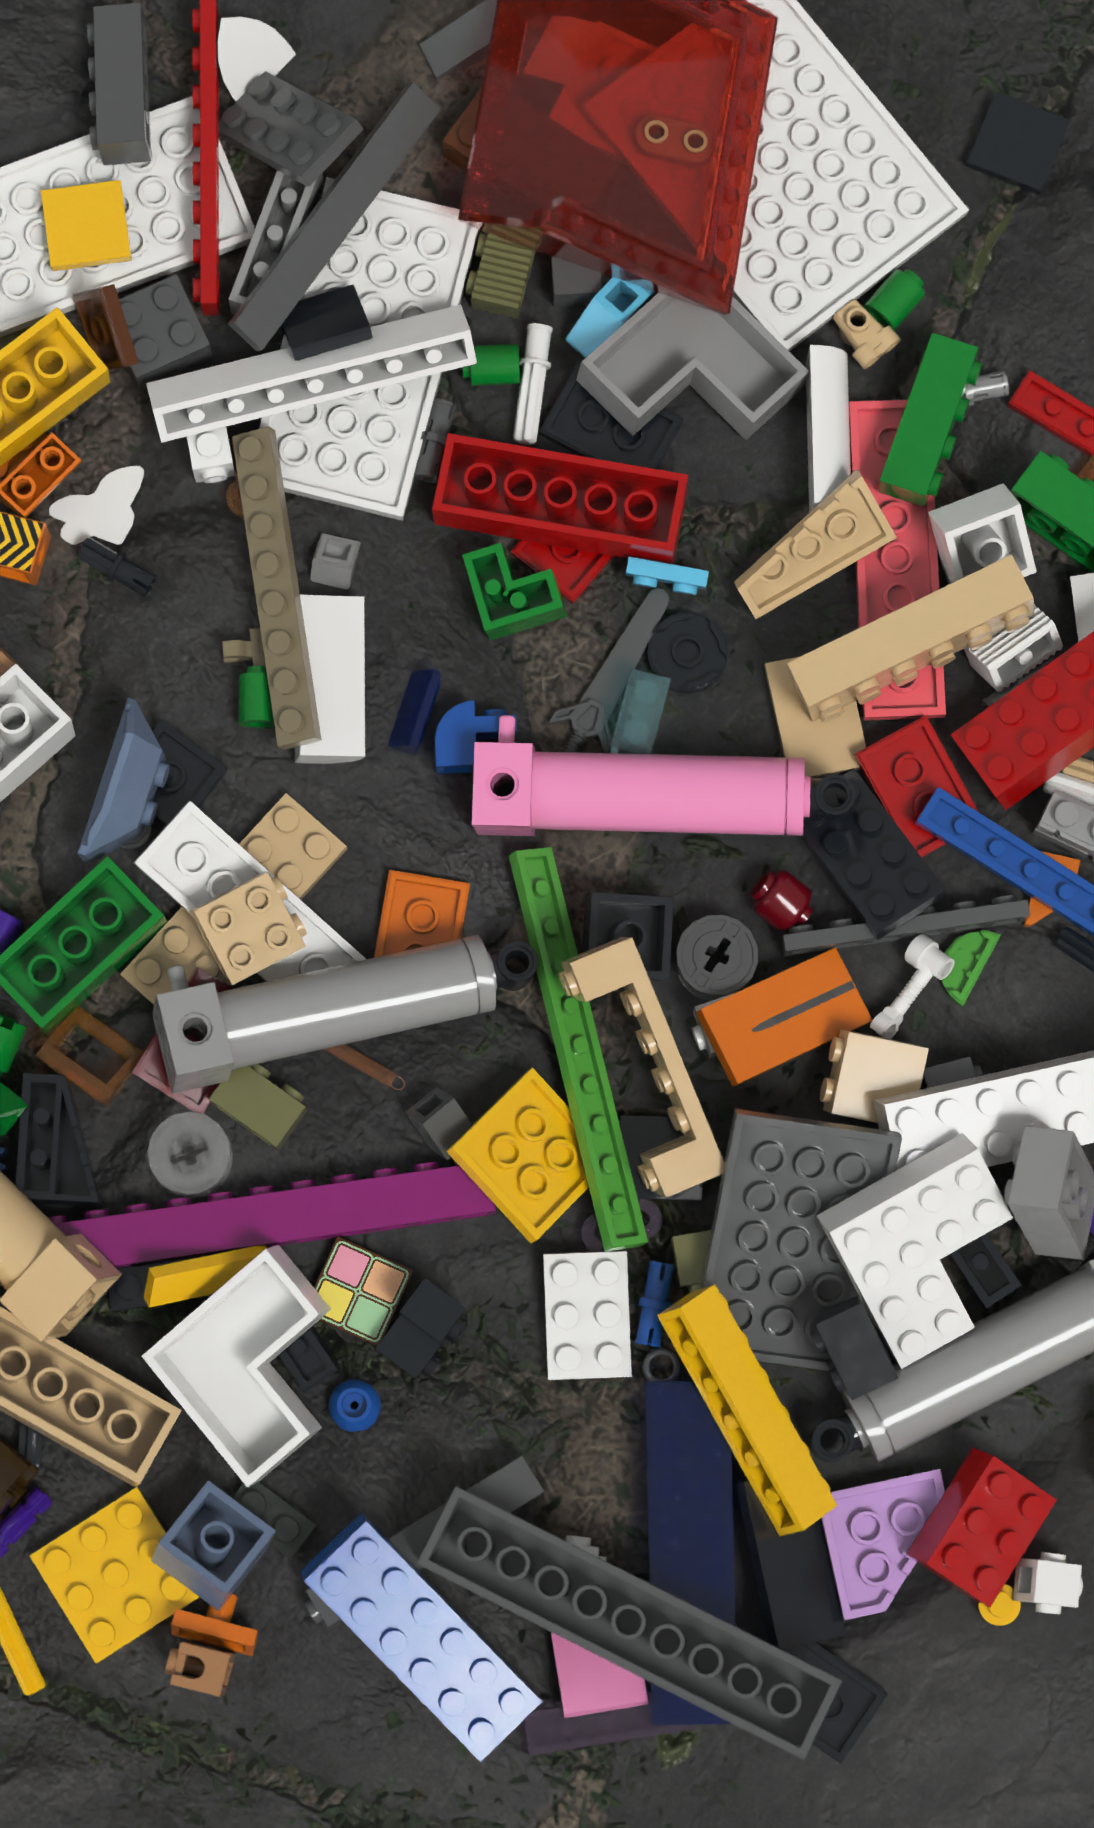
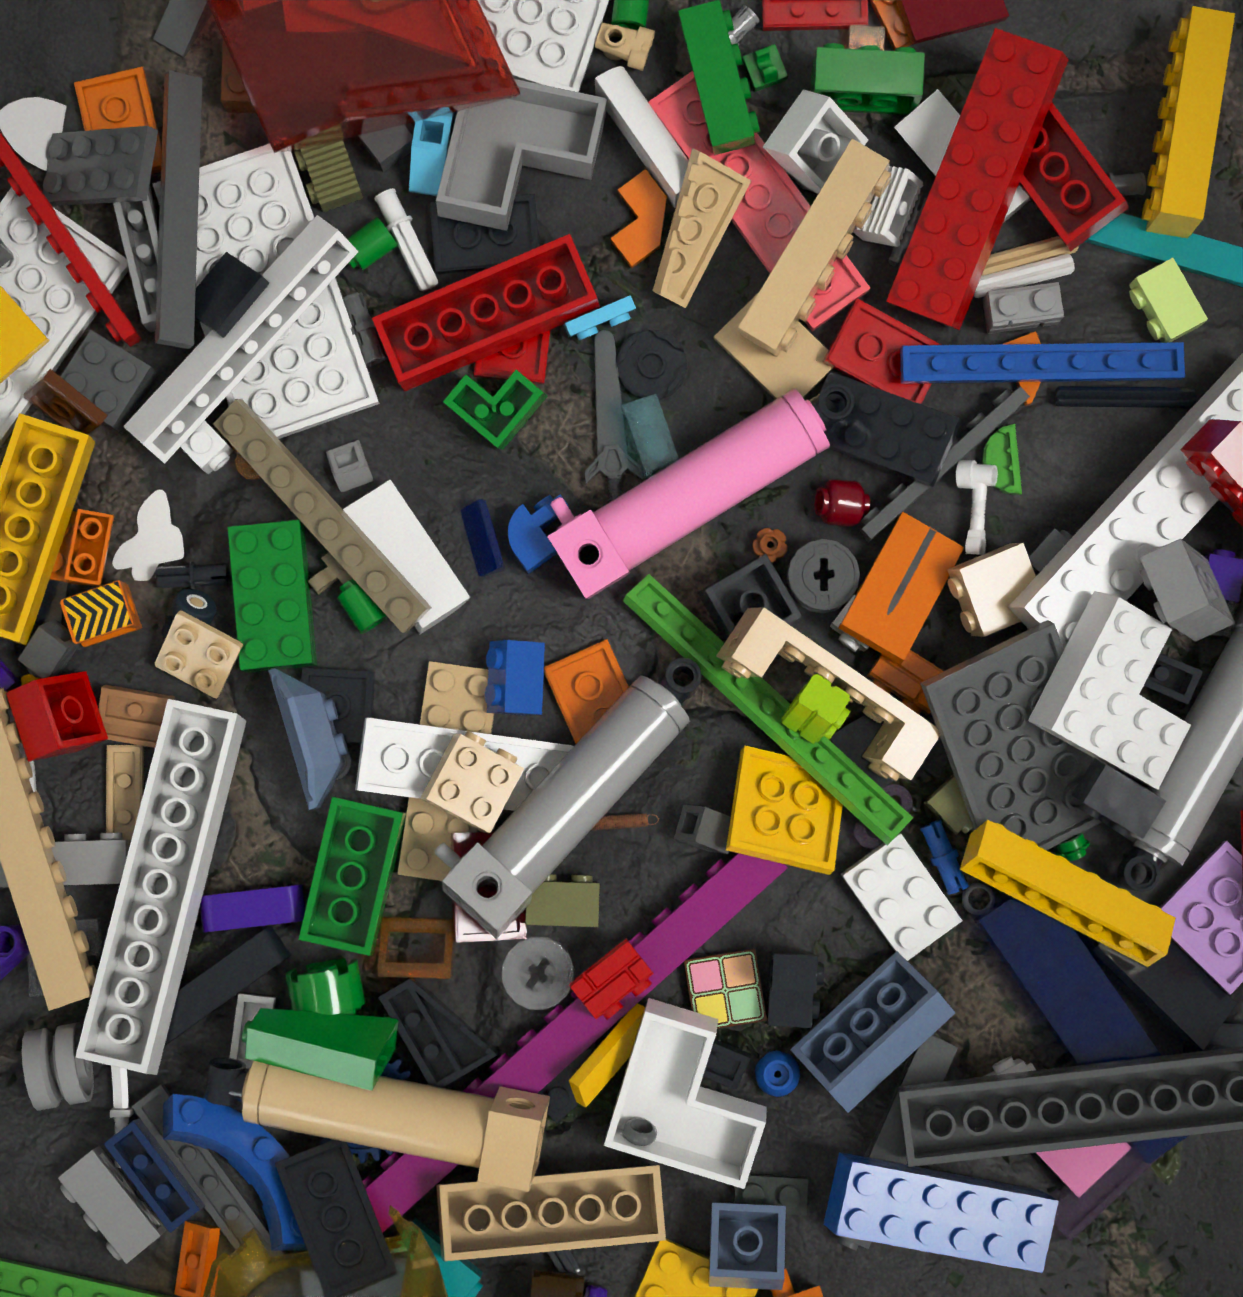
camera: 30 degrees left, 5 degrees up
(73, 635) = (193, 647): none -> tan plate
(178, 634) = (272, 596): none -> green brick
(185, 1369) = (641, 1139): none -> dark grey piece
(255, 1202) = (611, 980): none -> red brick
(347, 82) = (118, 102): none -> orange tile
(356, 860) = (515, 677): none -> blue brick
(471, 1420) = (873, 1031): none -> sand blue brick
(621, 1074) = (817, 710): none -> lime brick
(697, 895) = (776, 537): none -> dark orange plate
(721, 1100) = (905, 679): none -> orange brick
(762, 524) = (643, 234): none -> orange tile
(786, 1377) = (1073, 848): none -> green plate
(984, 442) = (764, 68): none -> green tile

